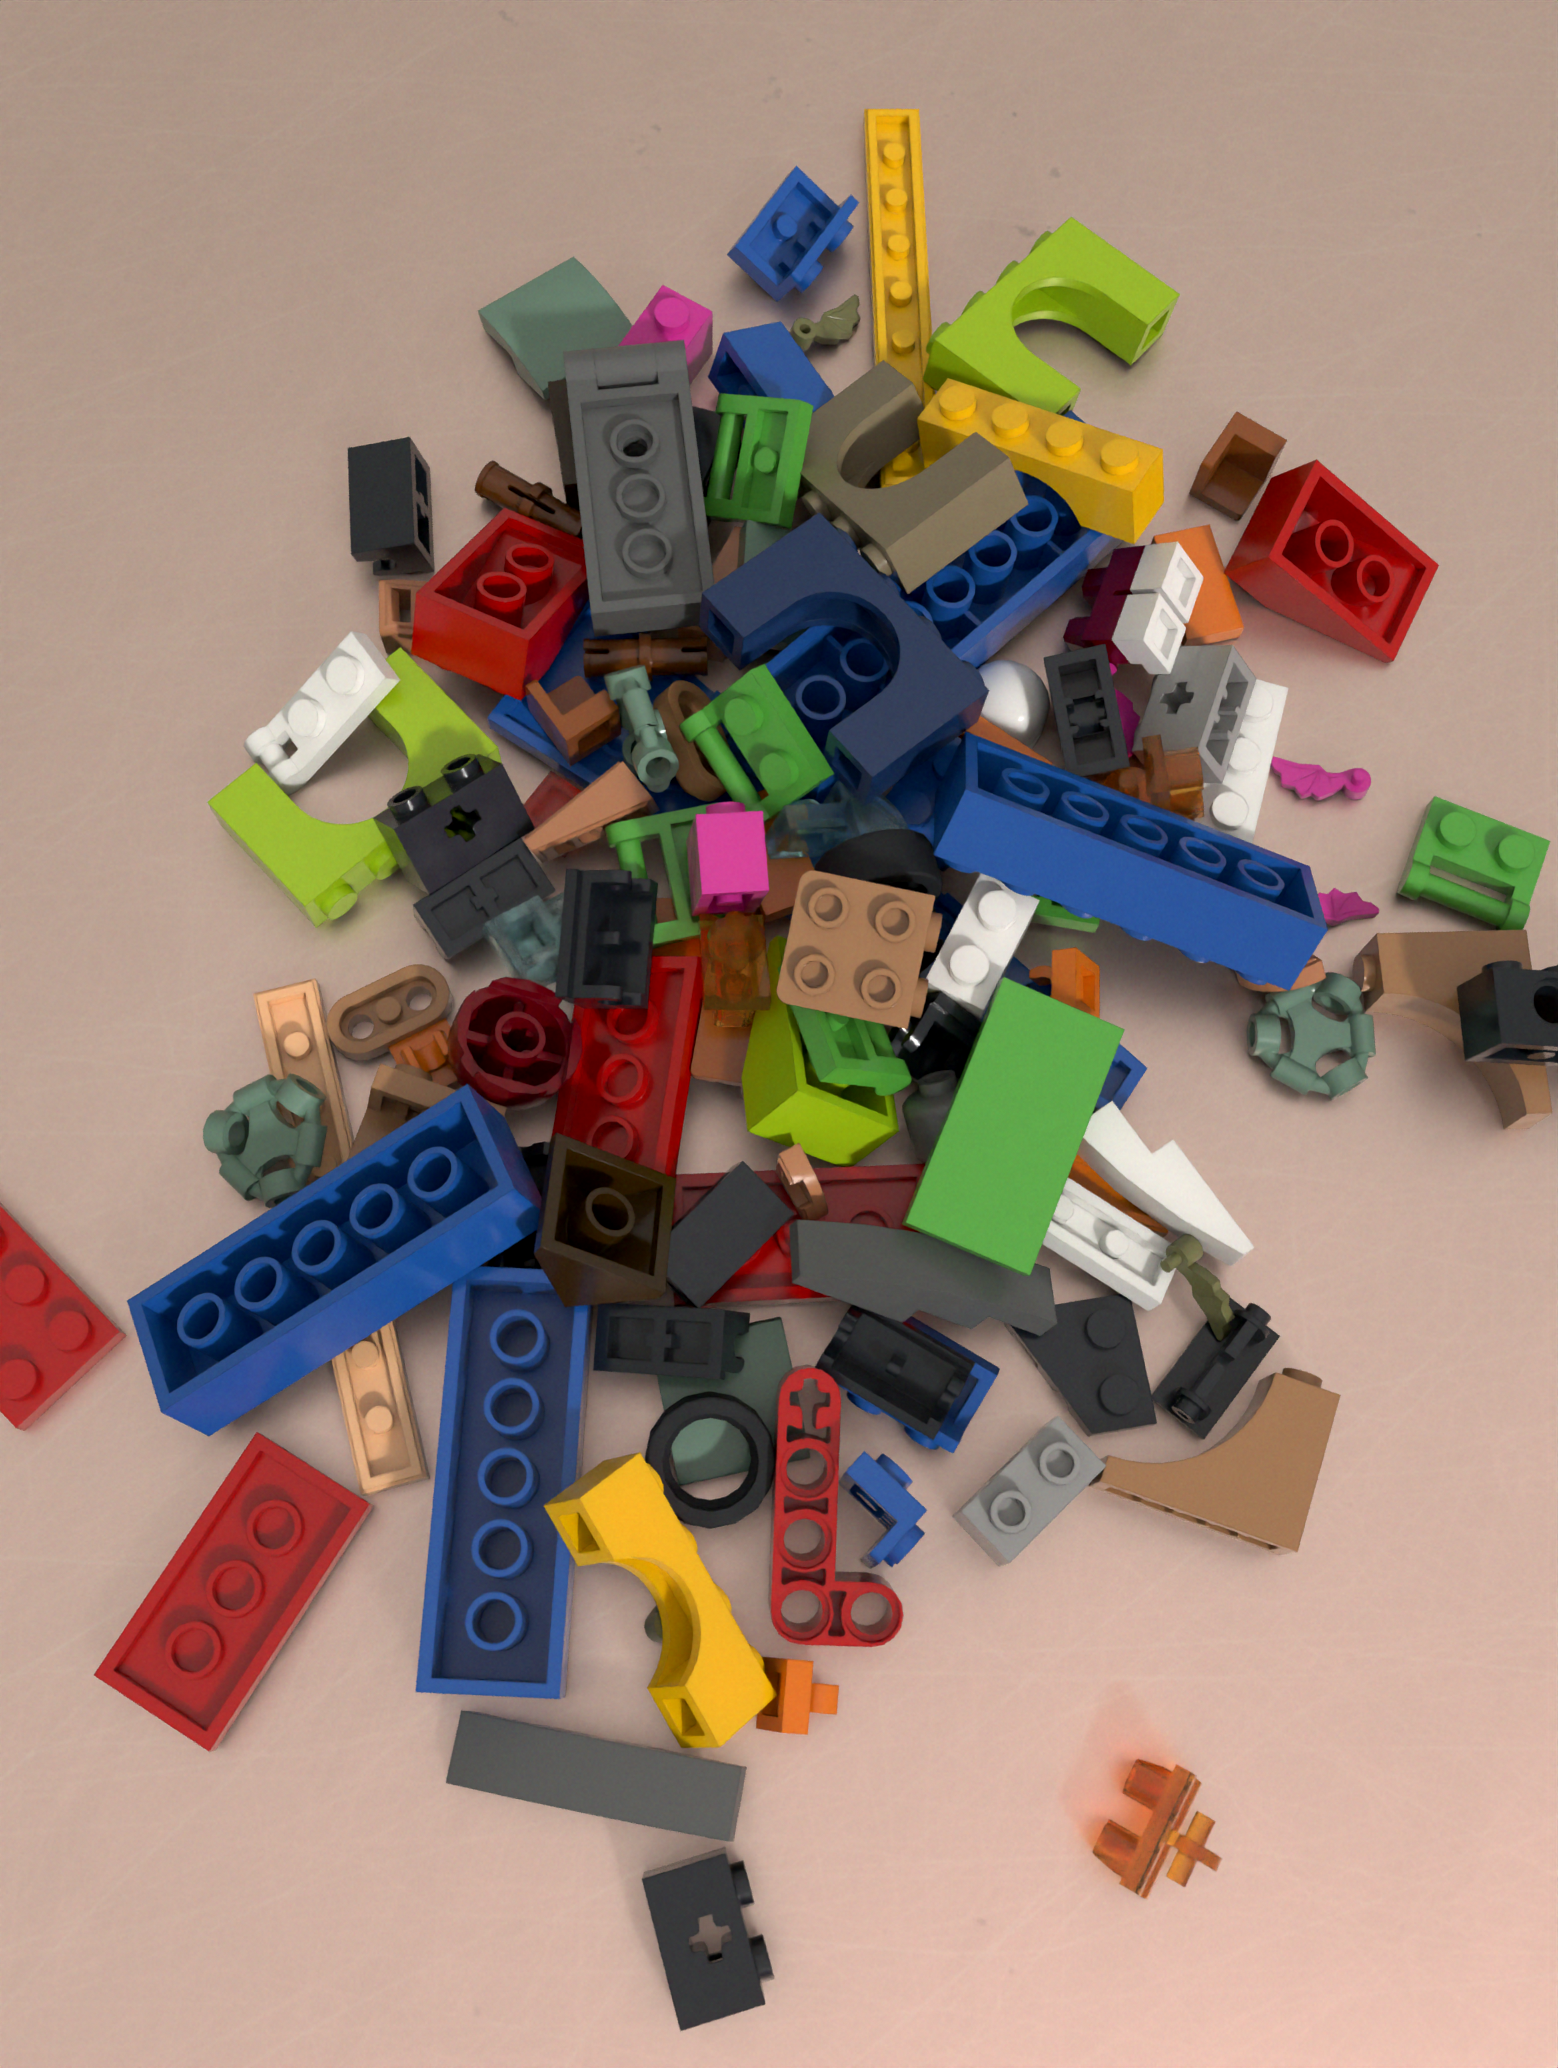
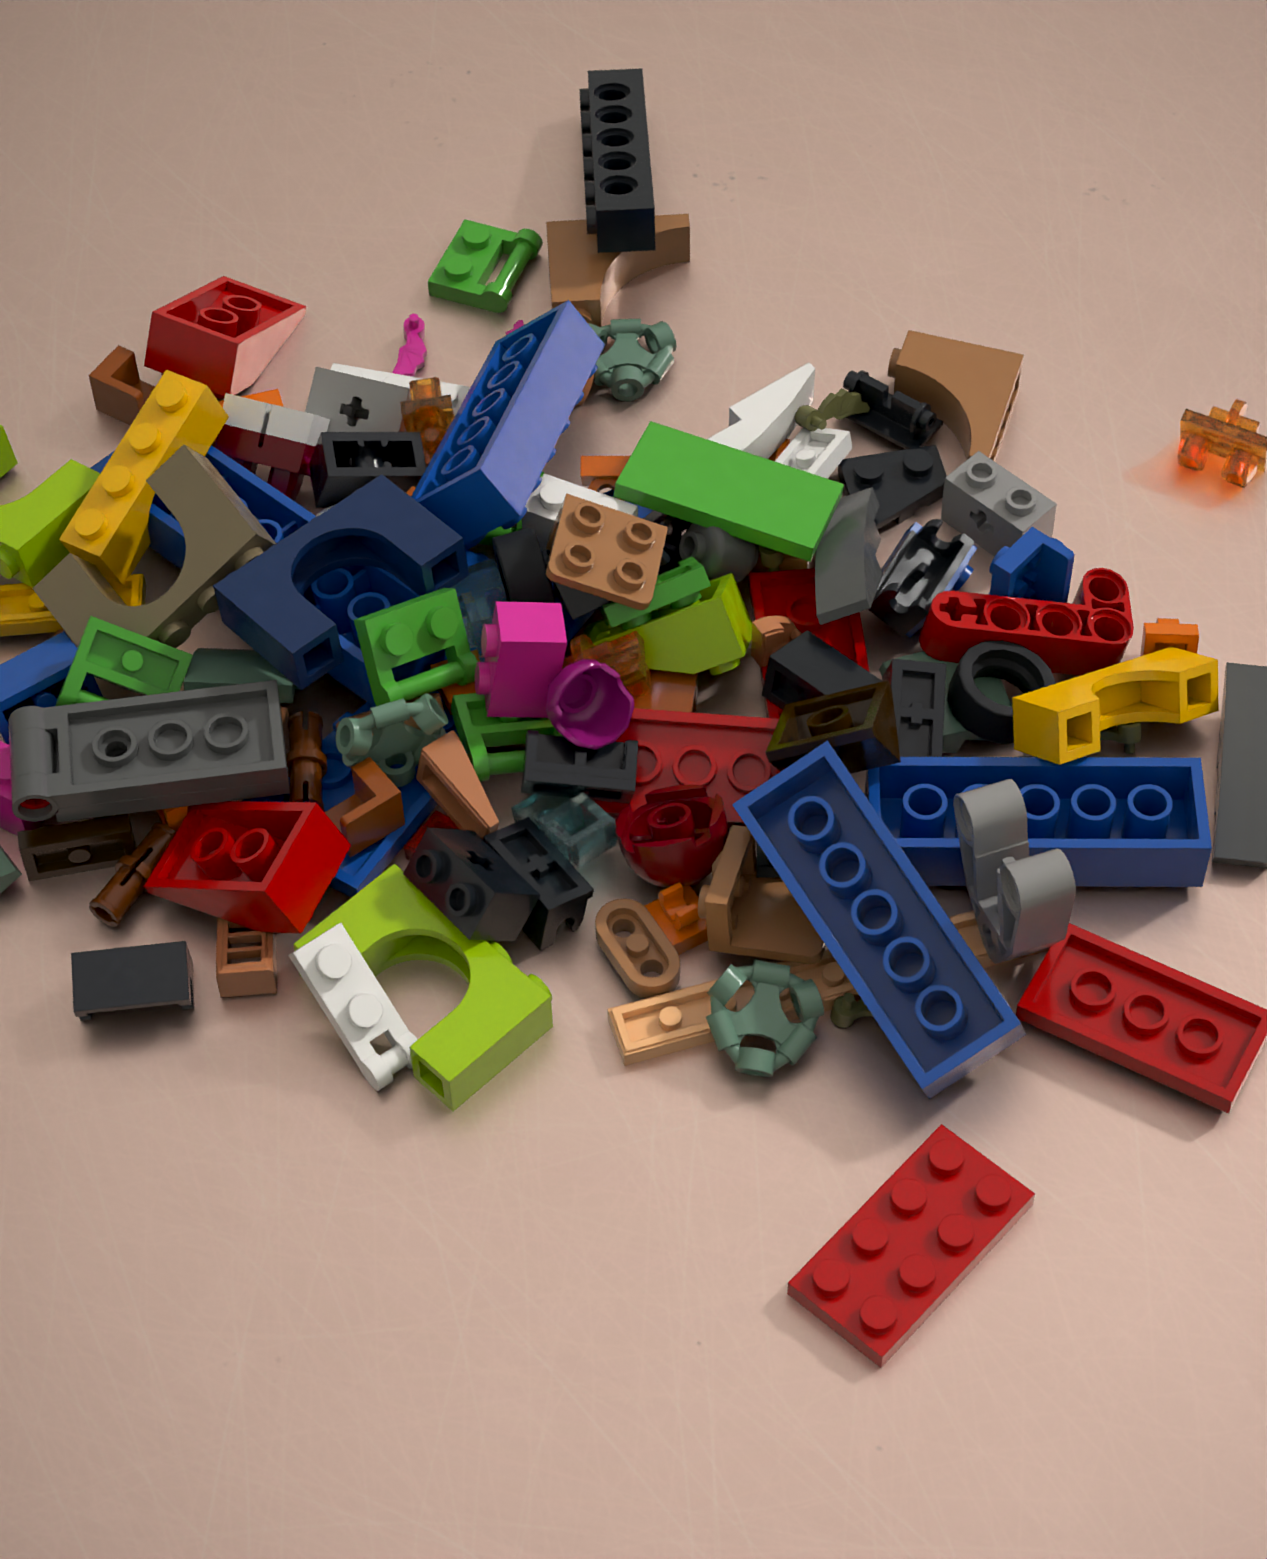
camera: 85 degrees left, 20 degrees down
(358, 1433) = (1016, 898): none -> light grey connector
(661, 938) = (589, 704): none -> magenta hair

